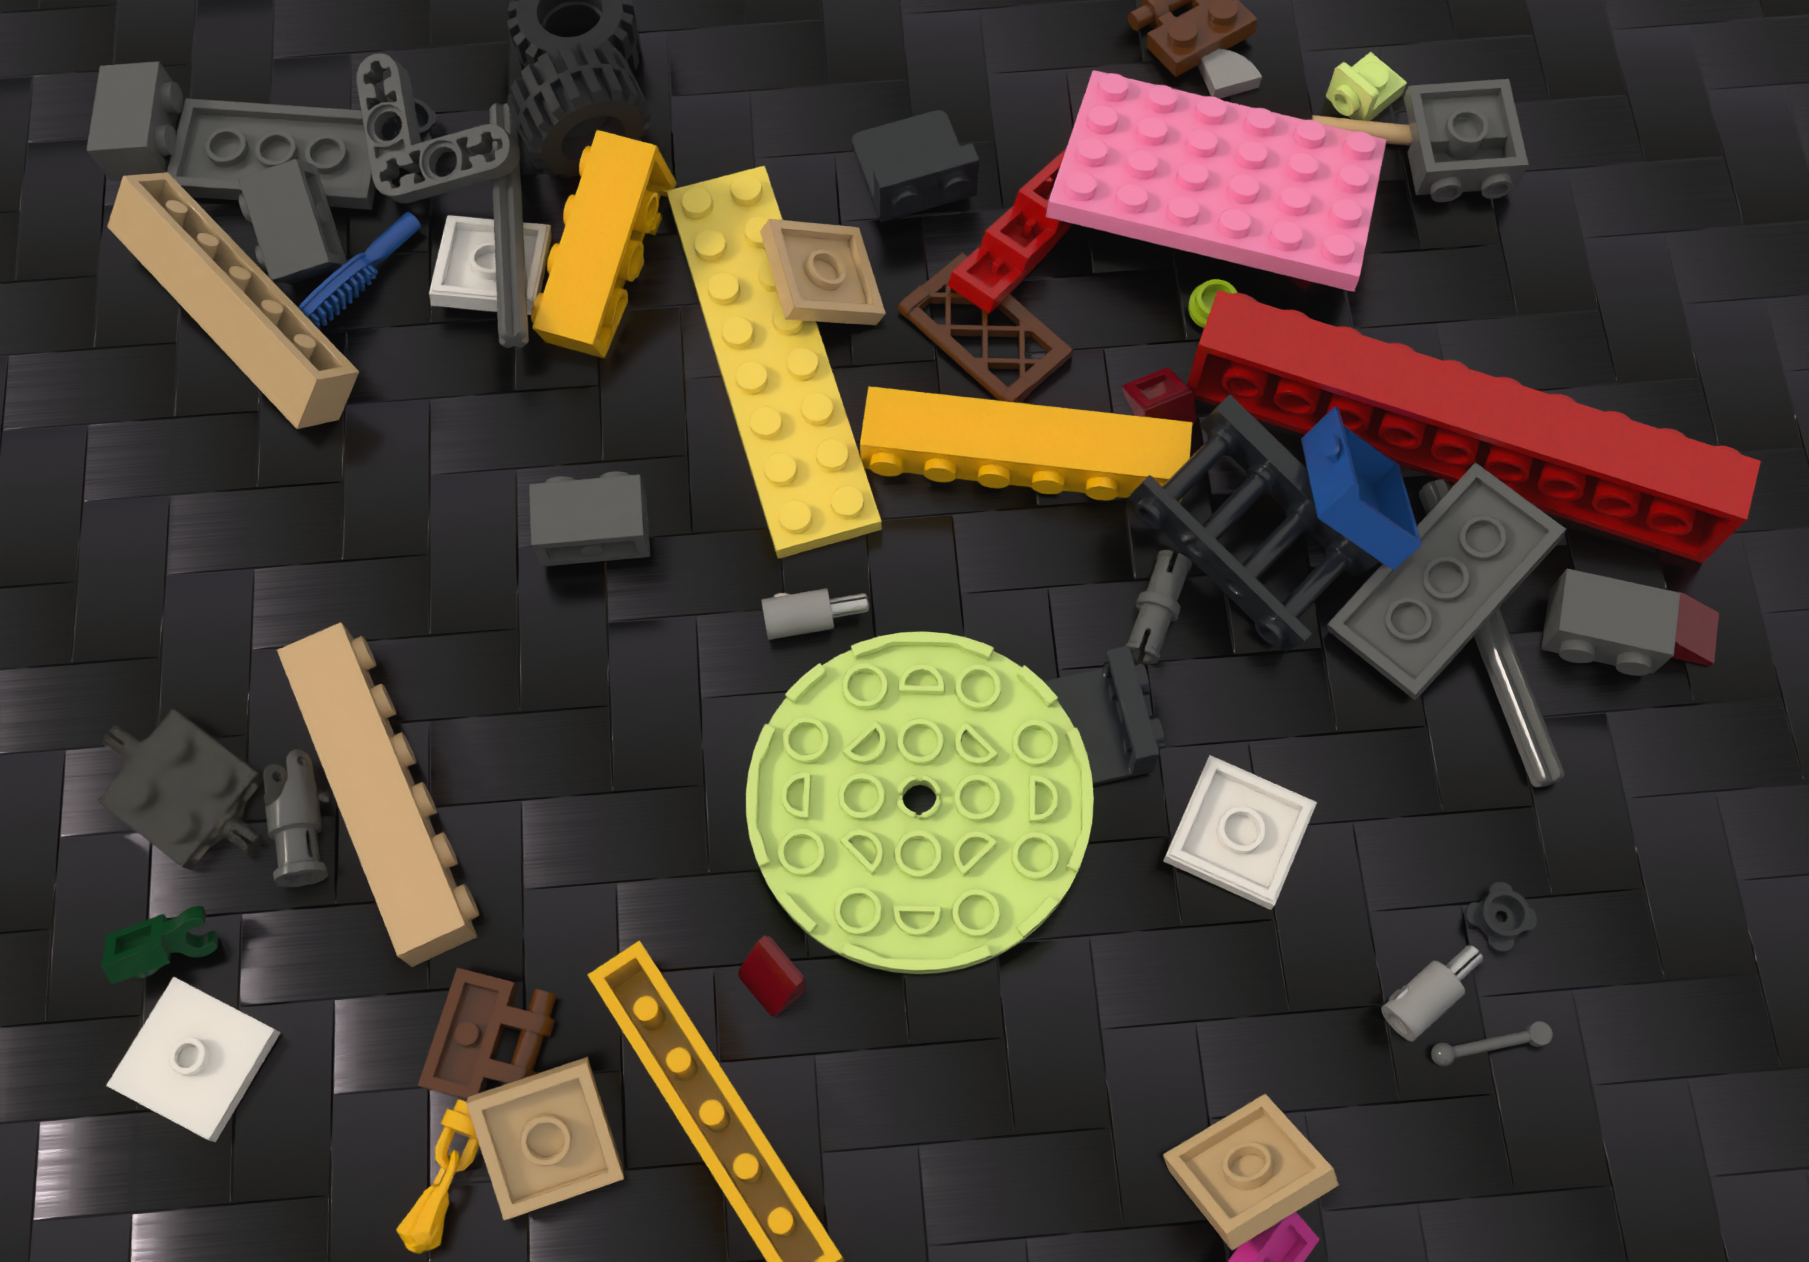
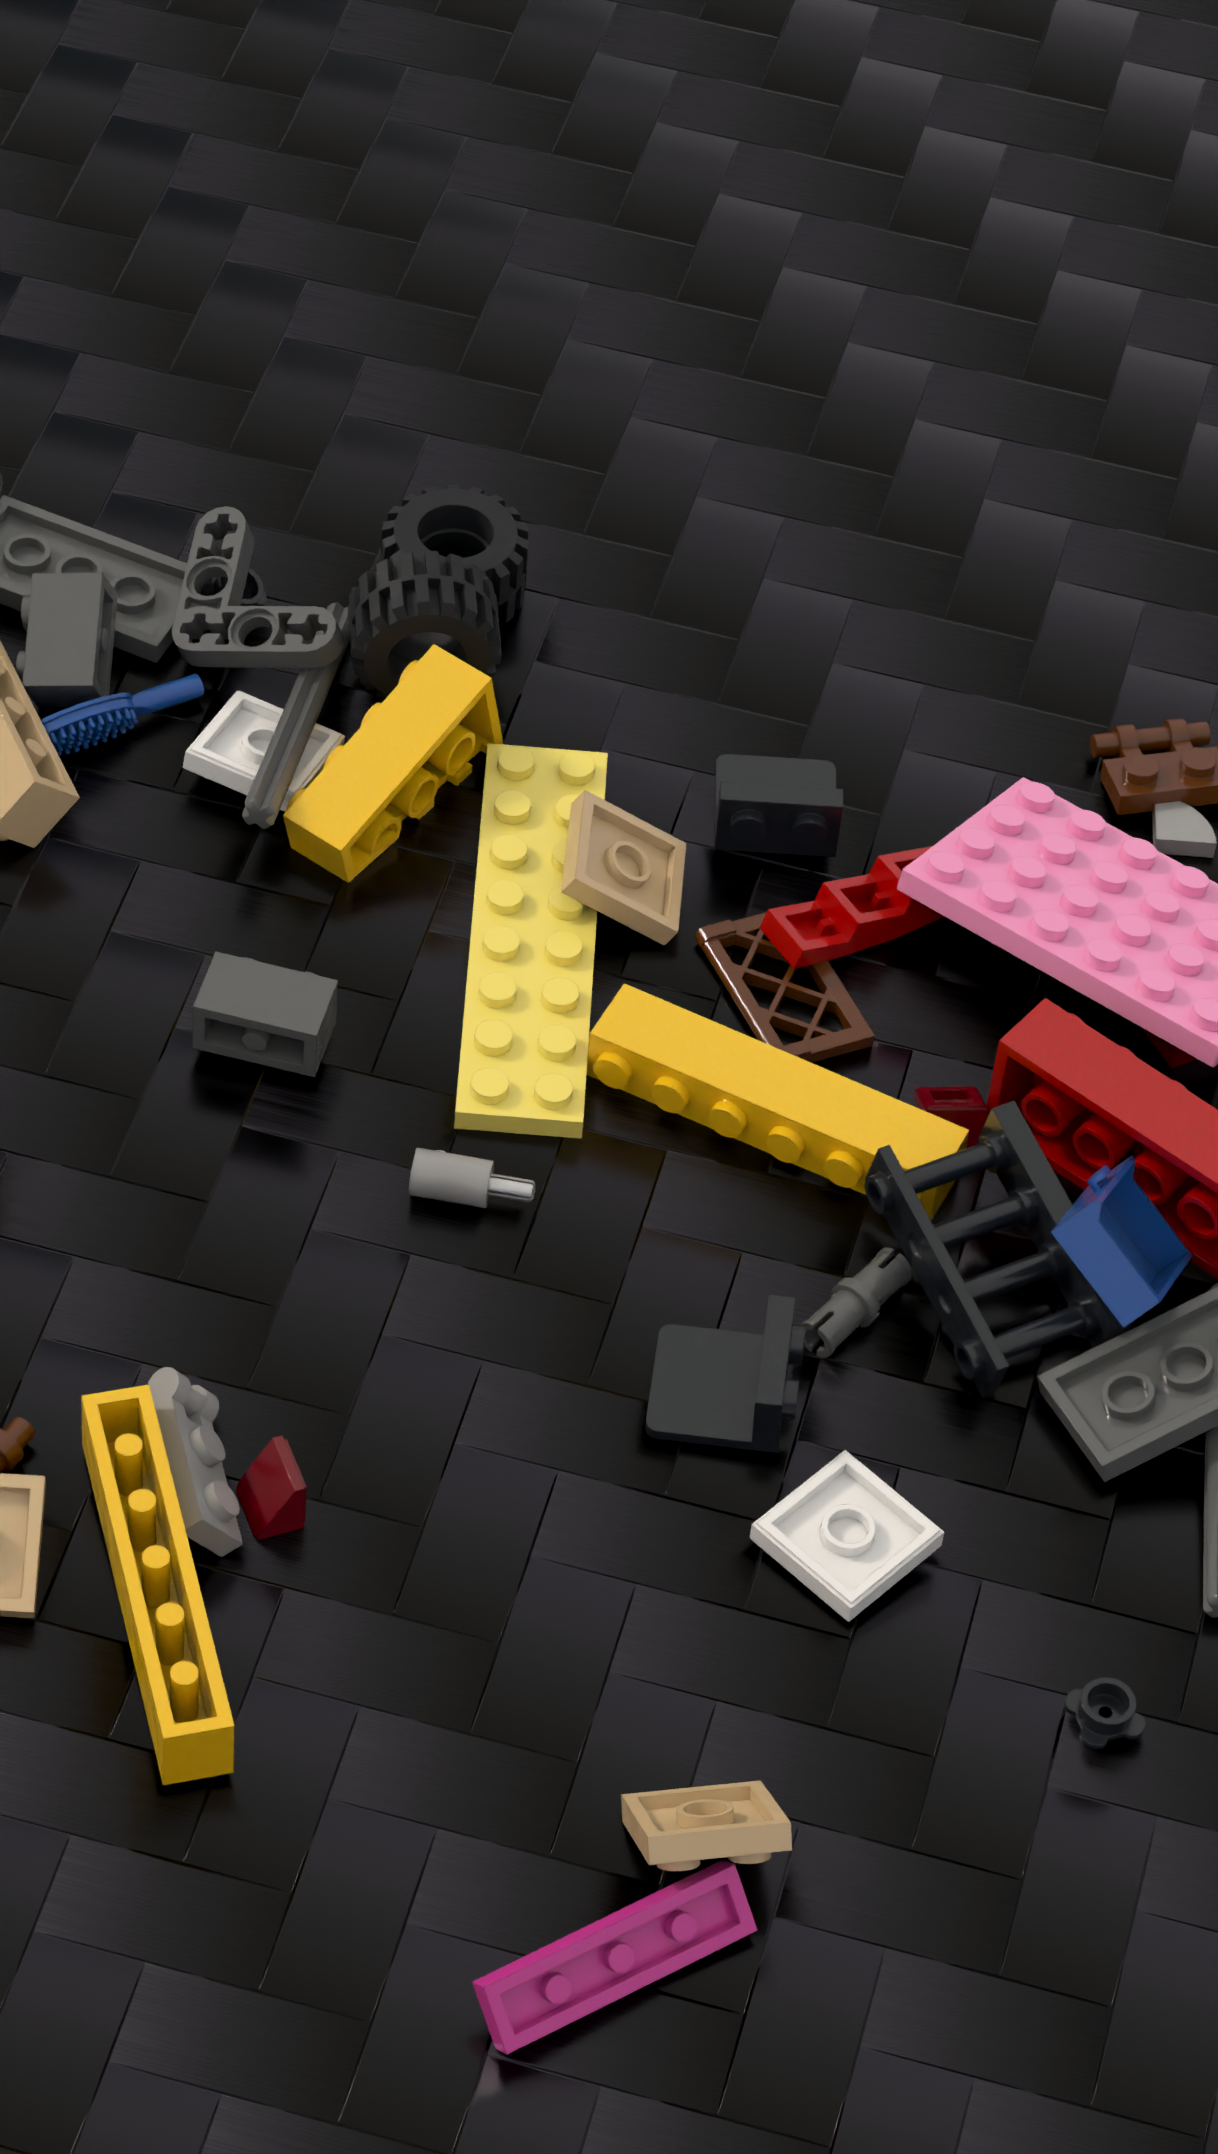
camera: 15 degrees right, 20 degrees down
(697, 976) = (196, 1460): none -> light grey plate
(935, 884) = (544, 1470): yellowish green plate -> none
(1429, 994) = (987, 1752): light grey piece -> none
(1535, 1034) = (1094, 1838): dark grey hinge -> none

